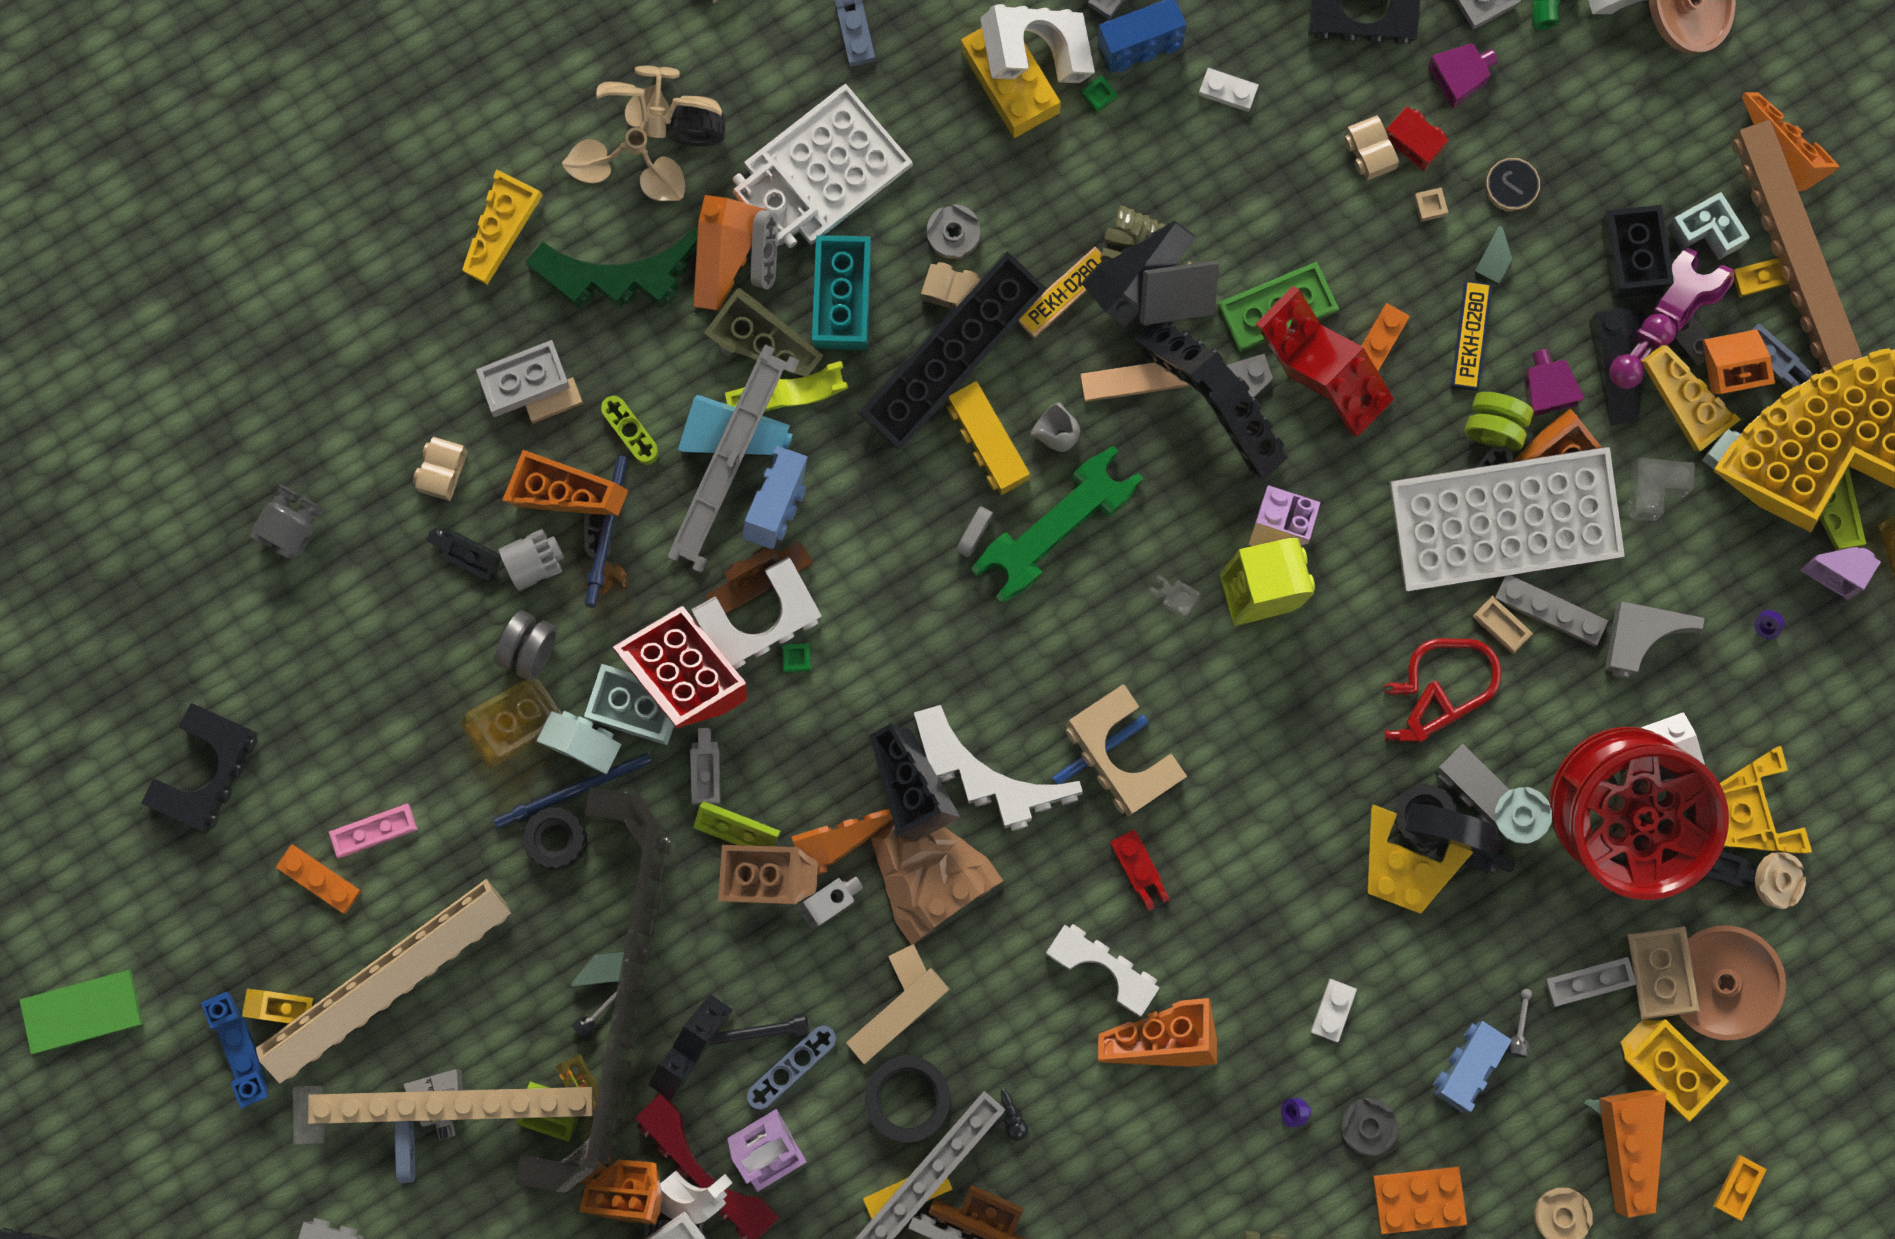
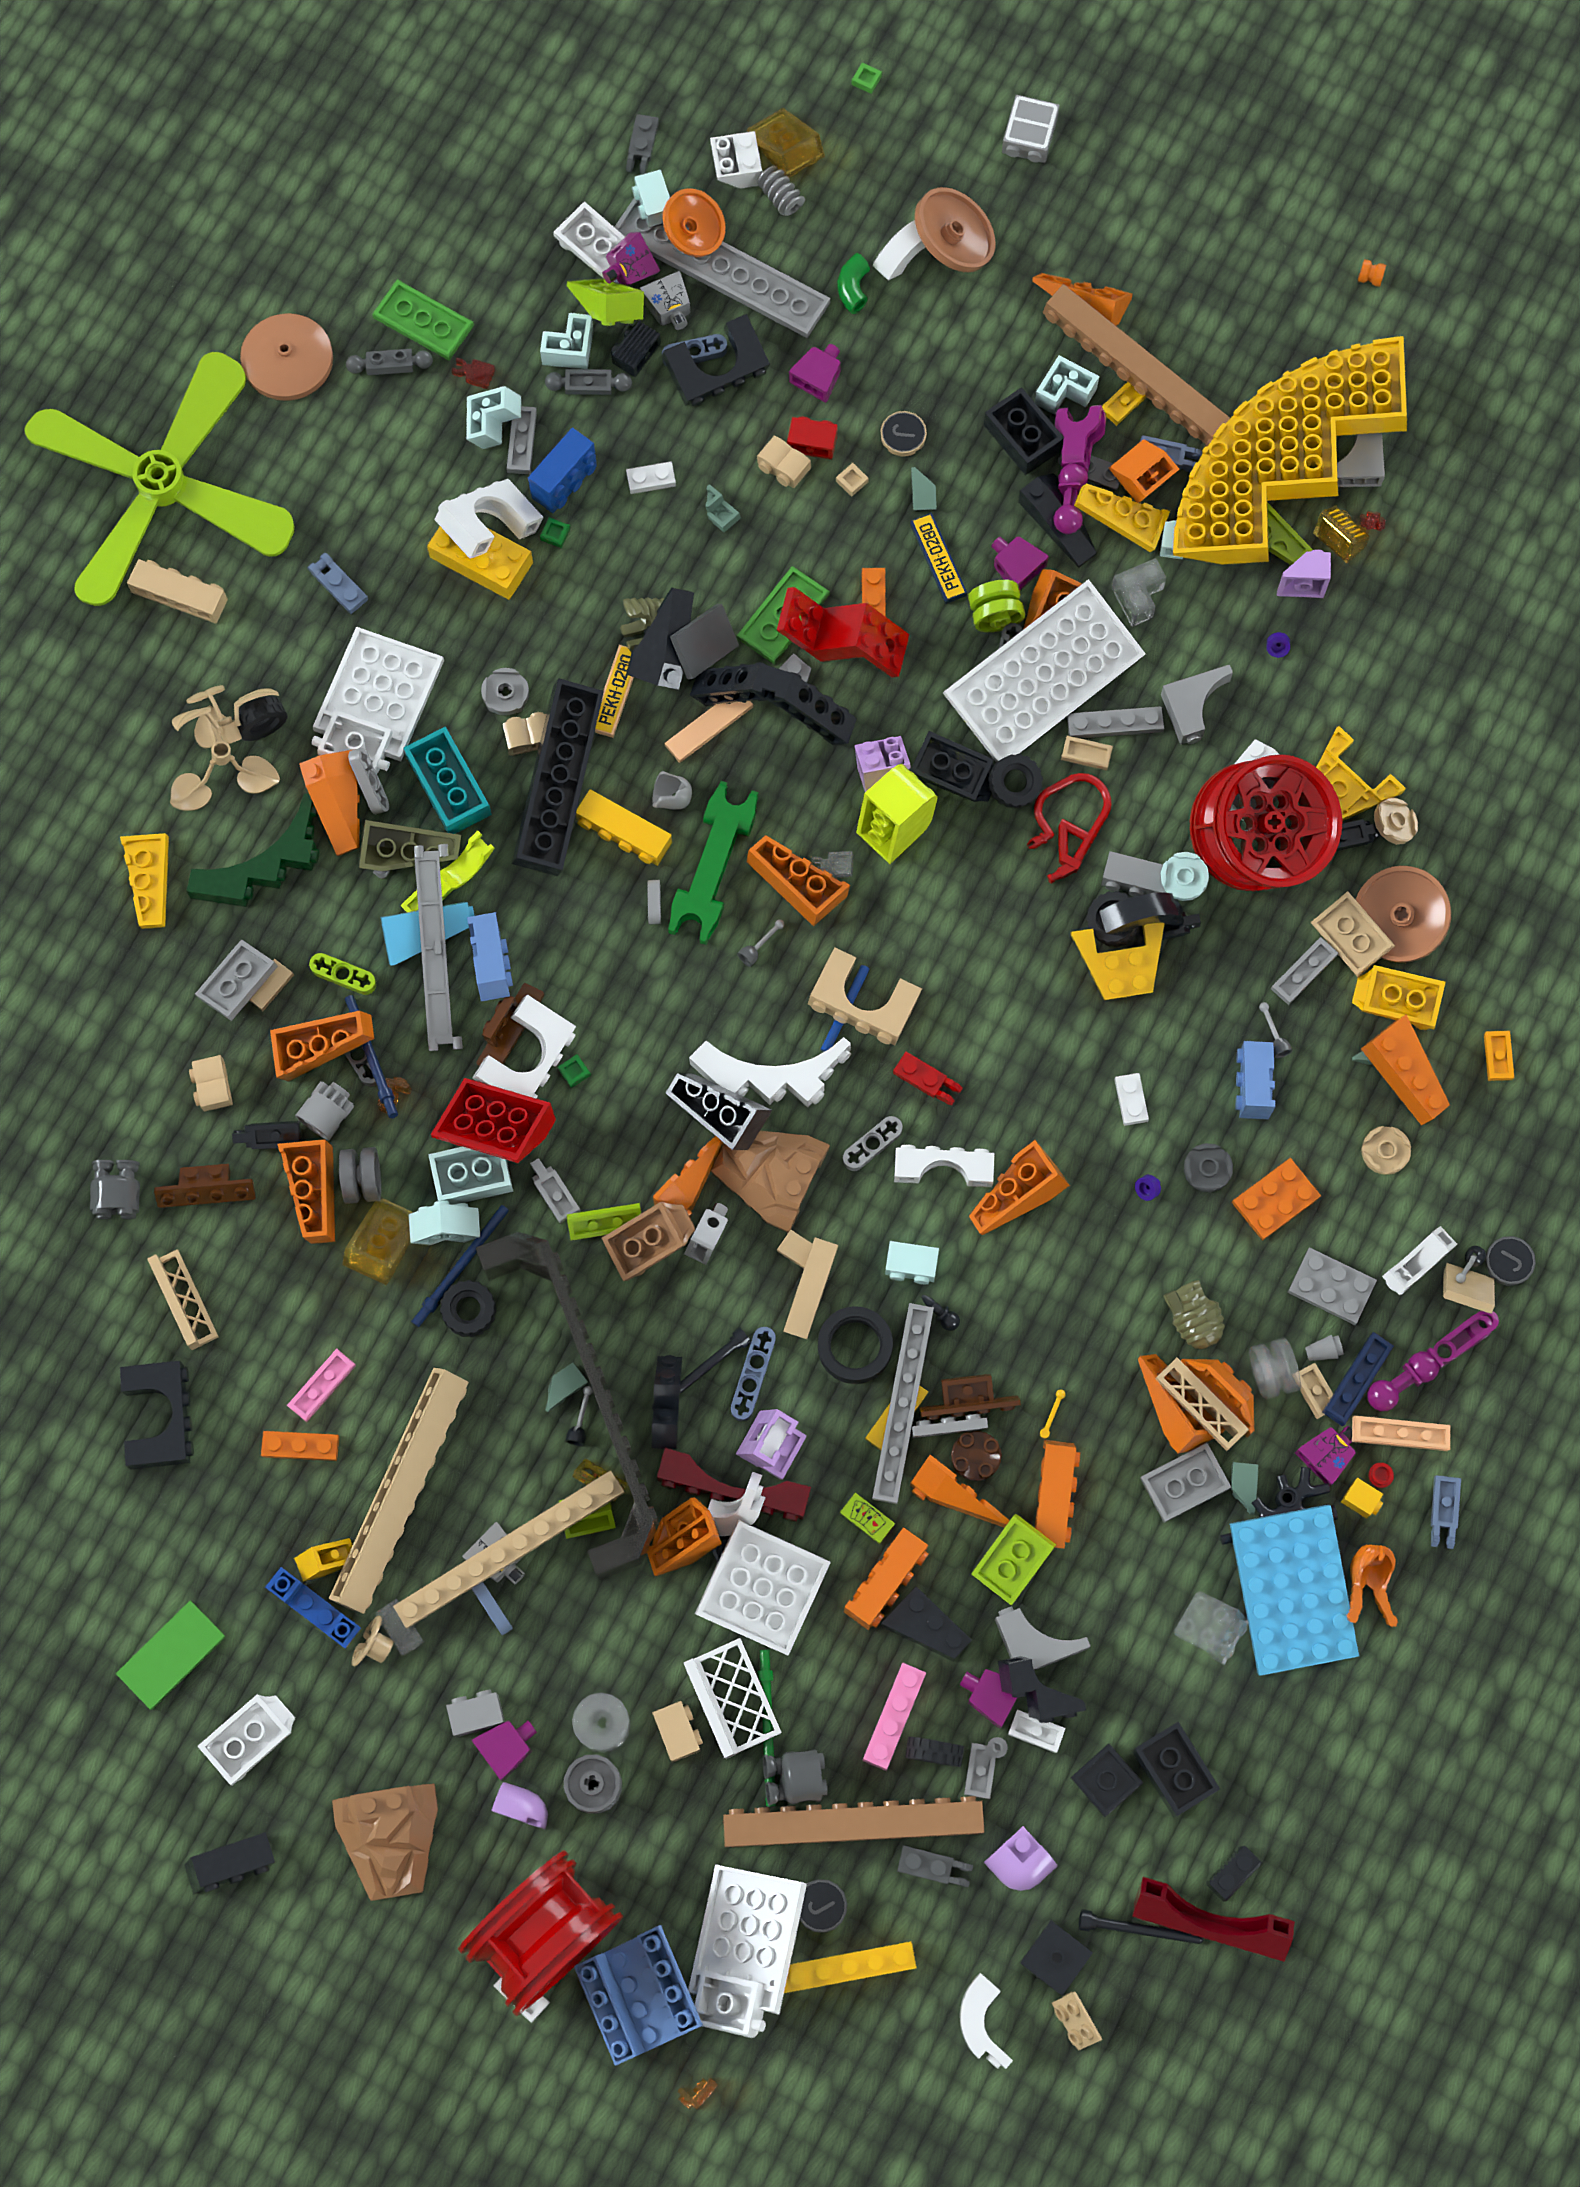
camera: 35 degrees left, 5 degrees down
(104, 1137) = (248, 1737): none -> white slope
(273, 1121) = (376, 1645): none -> tan wheel
(281, 665) = (174, 1303): none -> tan fence
(375, 566) = (204, 1186): none -> reddish brown bracket
(474, 630) = (312, 1186): none -> orange wedge
(1012, 1048) = (911, 1262): none -> light aqua brick
(1024, 899) = (890, 1137): none -> light grey beam
(1038, 639) = (749, 954): none -> hinge
(1129, 592) = (797, 880): none -> orange wedge
(1277, 162) = (720, 511): none -> sand green slope
(1356, 566) = (953, 768): none -> black slope
(1425, 629) = (1032, 774): none -> black tyre

